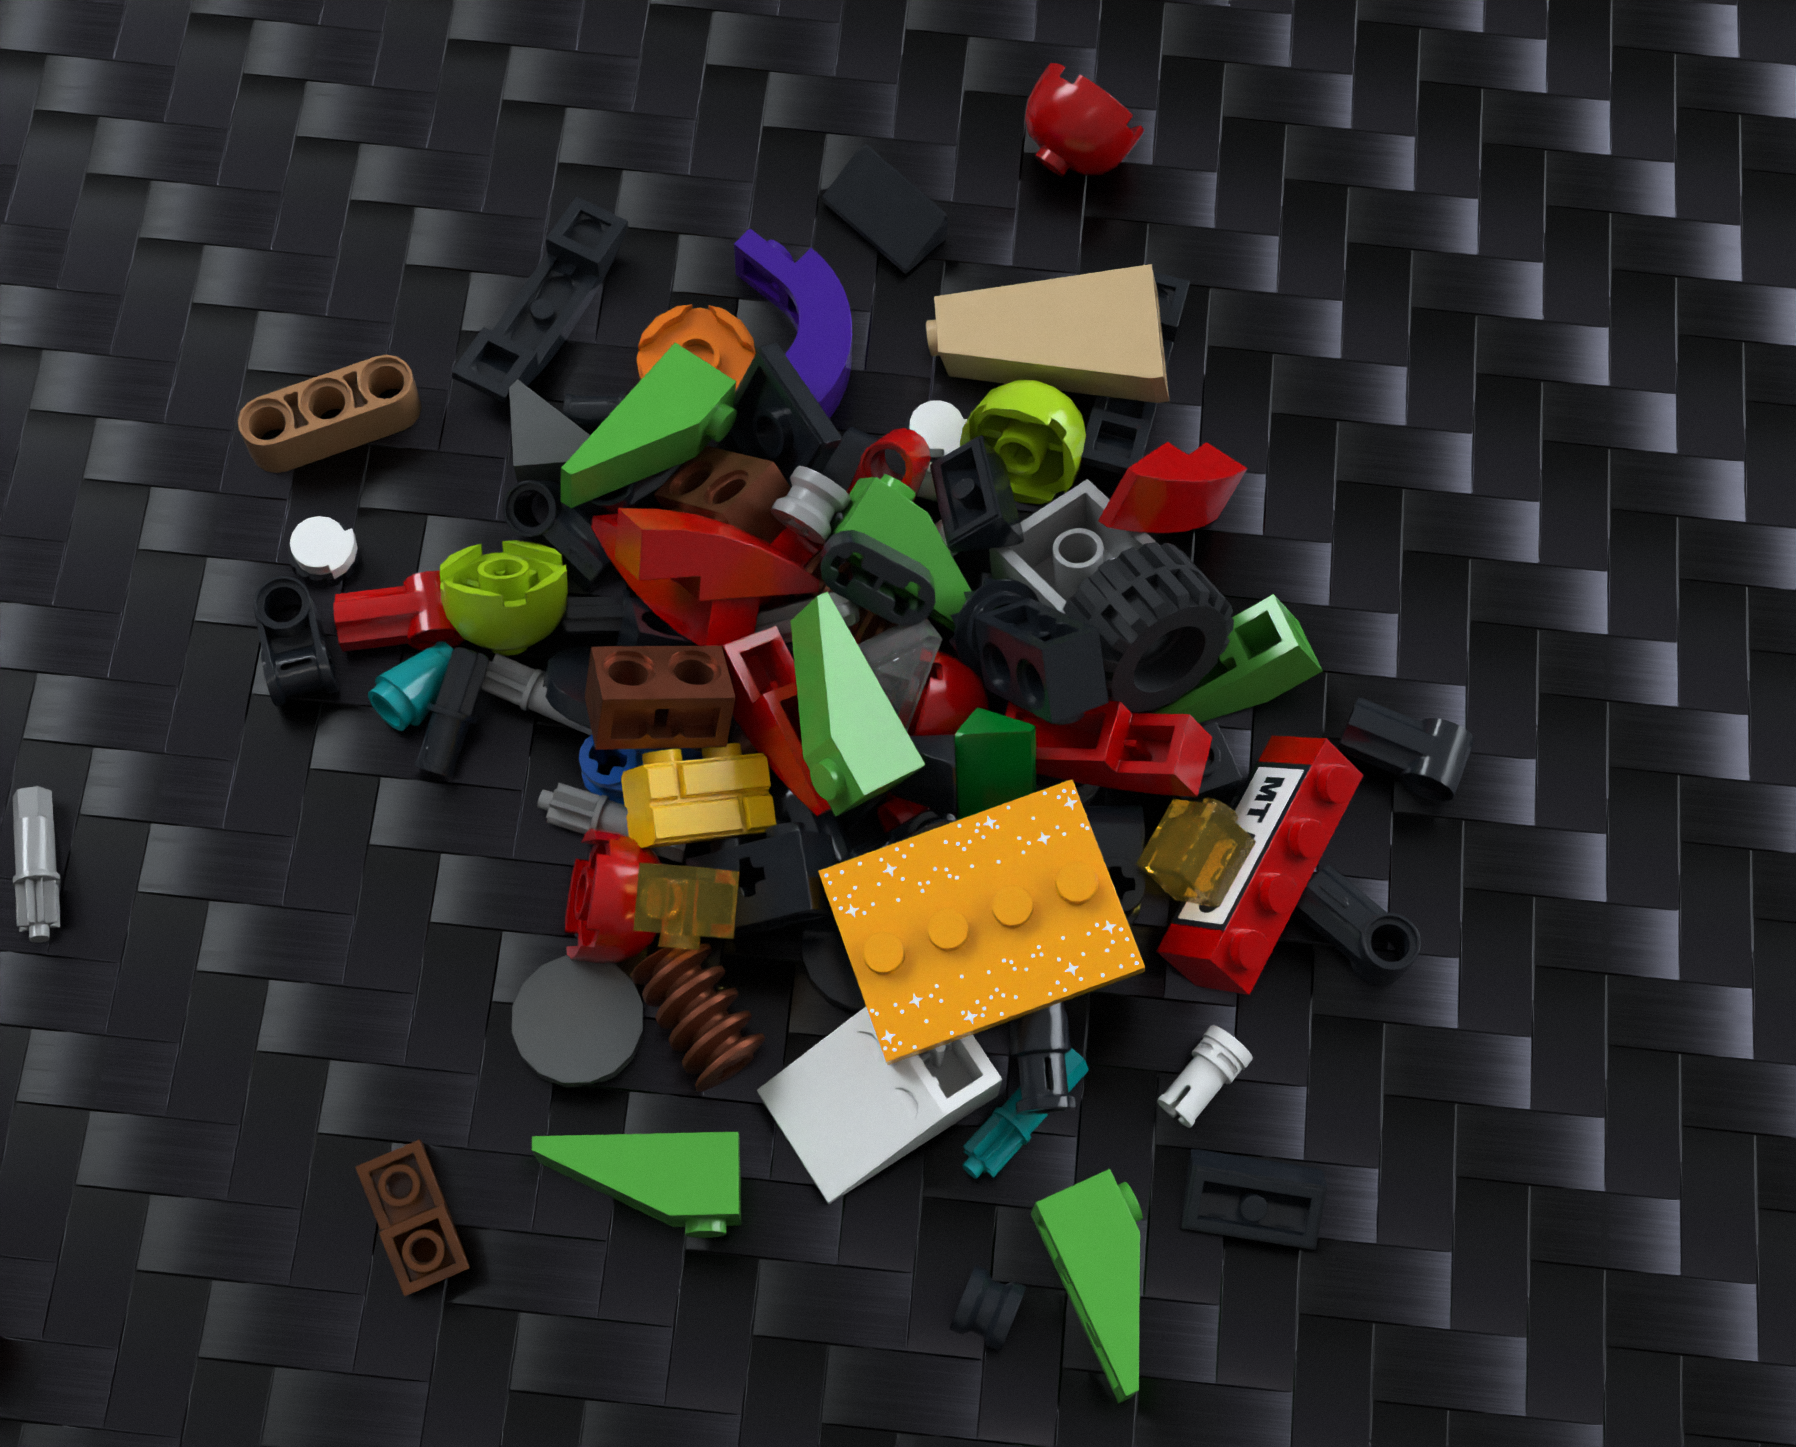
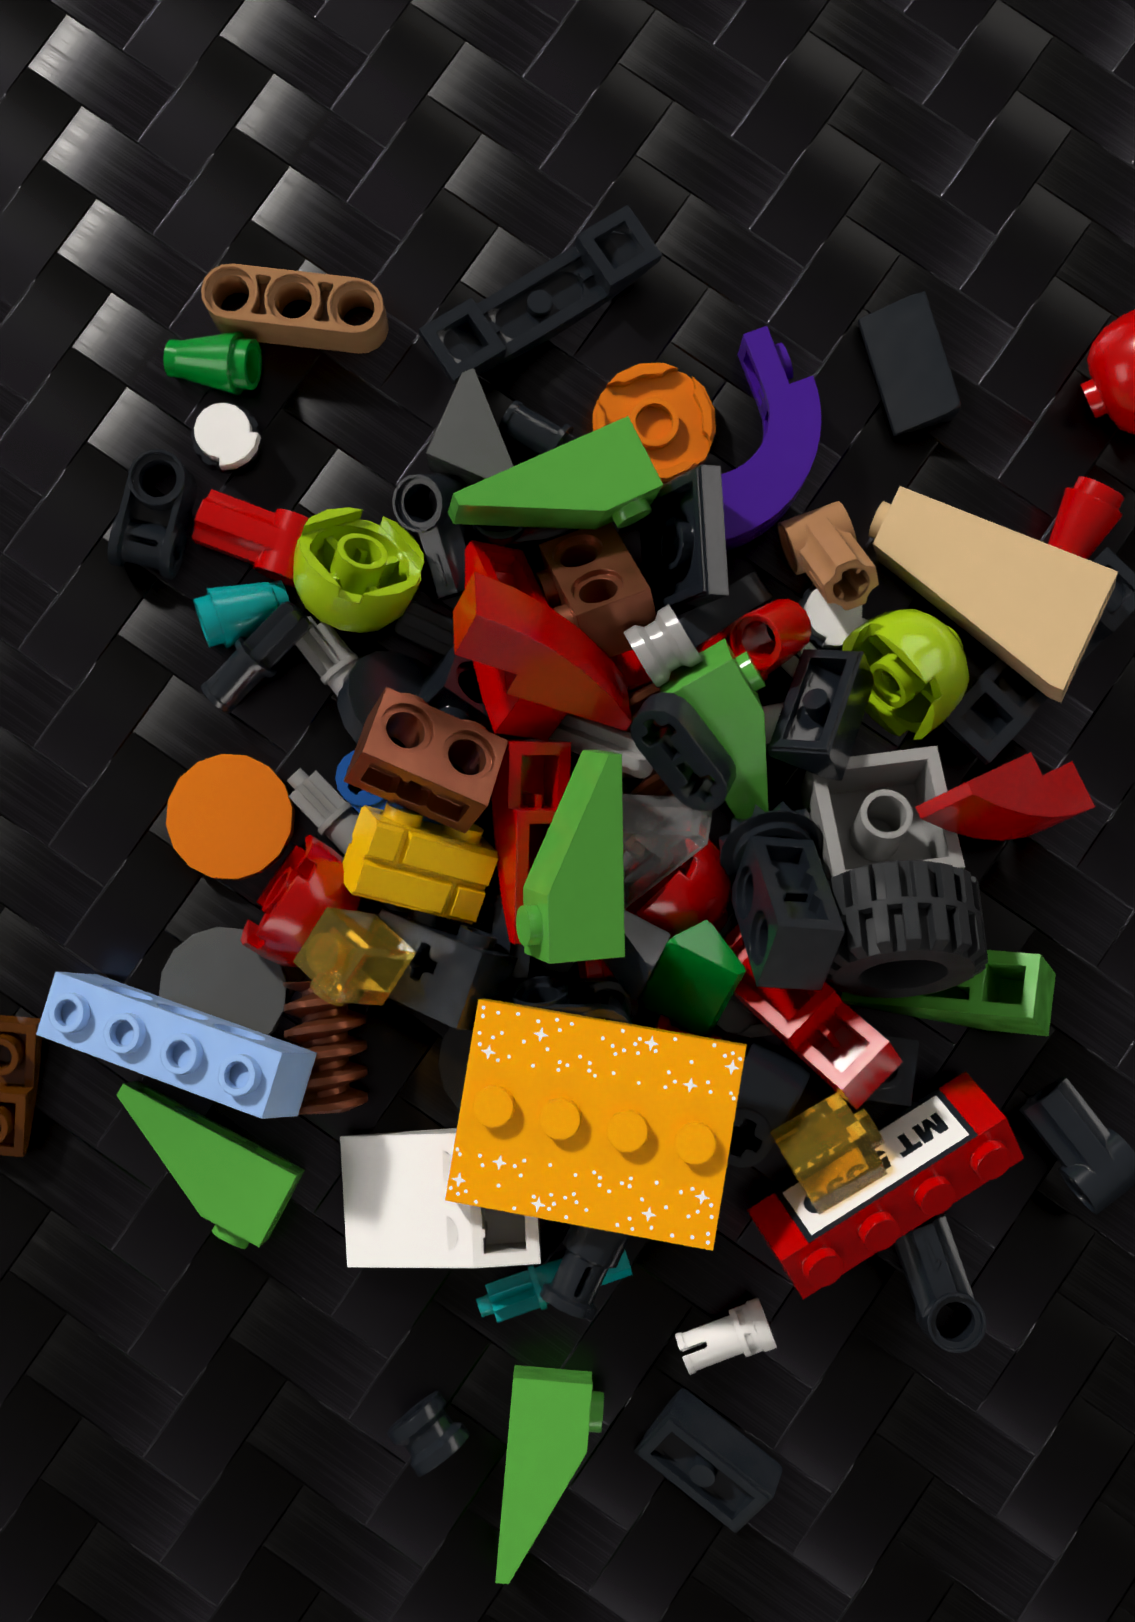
camera: 30 degrees right, 15 degrees up
(281, 491) = (217, 361): none -> green cone
(501, 867) = (230, 817): none -> orange tile
(563, 1069) = (177, 1044): none -> light blue brick
(904, 378) = (828, 551): none -> medium nougat piece
(1100, 244) = (1085, 517): none -> red cone

